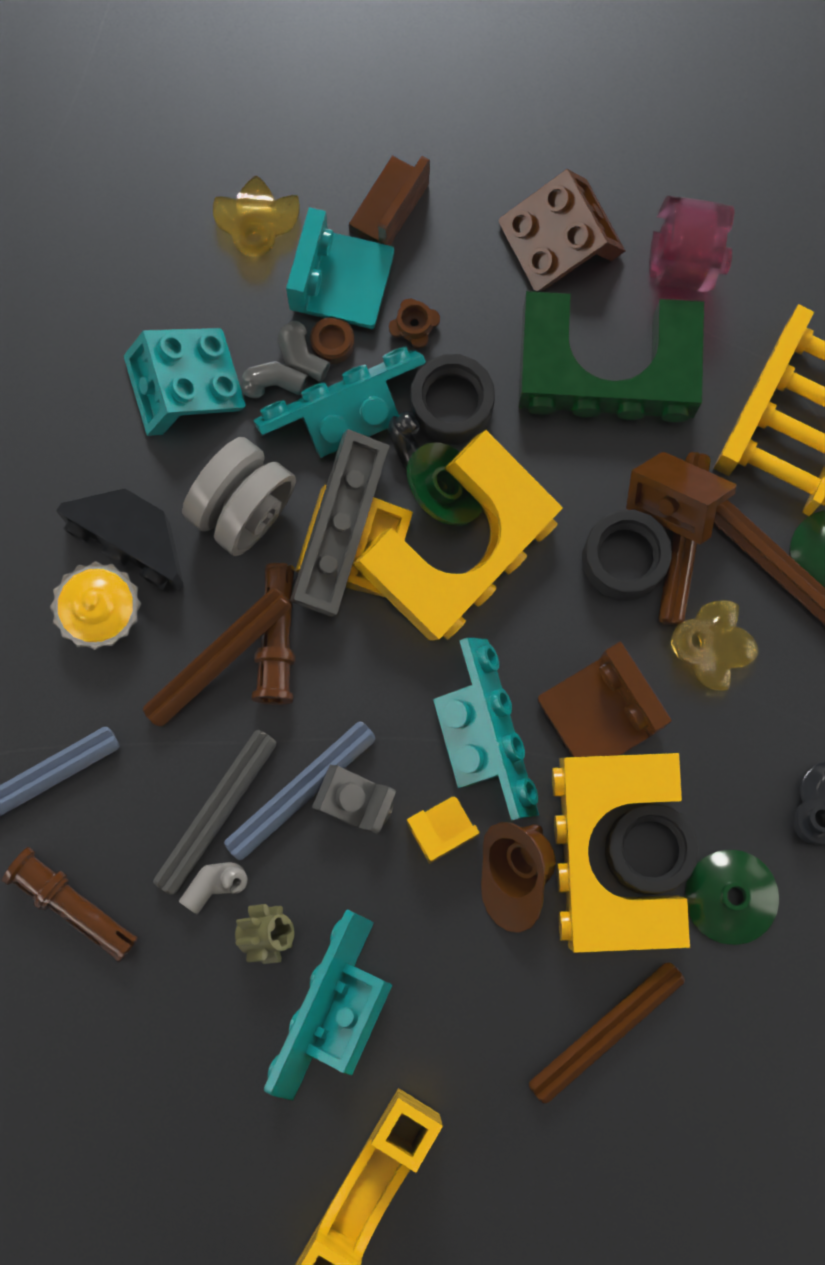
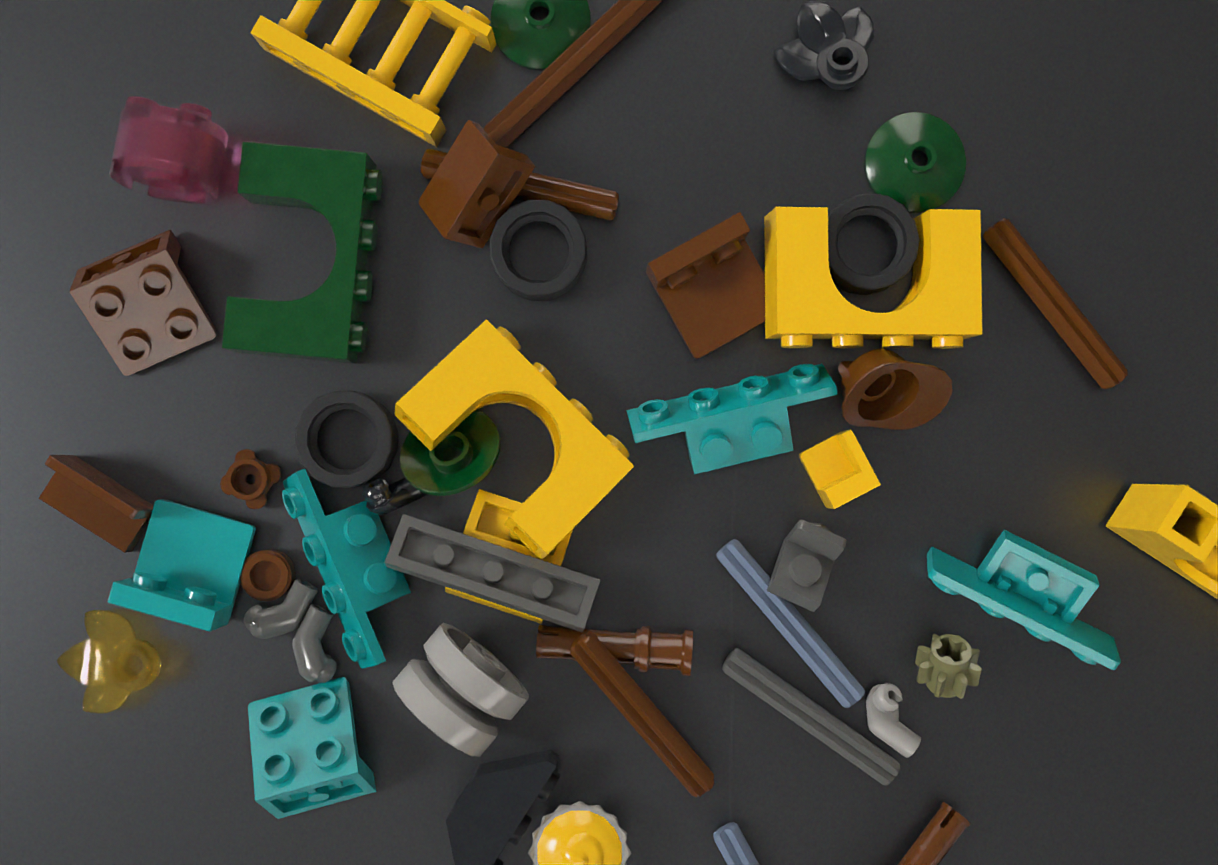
camera: 85 degrees left, 10 degrees up
(721, 644) = (641, 153): clear yellow plate -> none

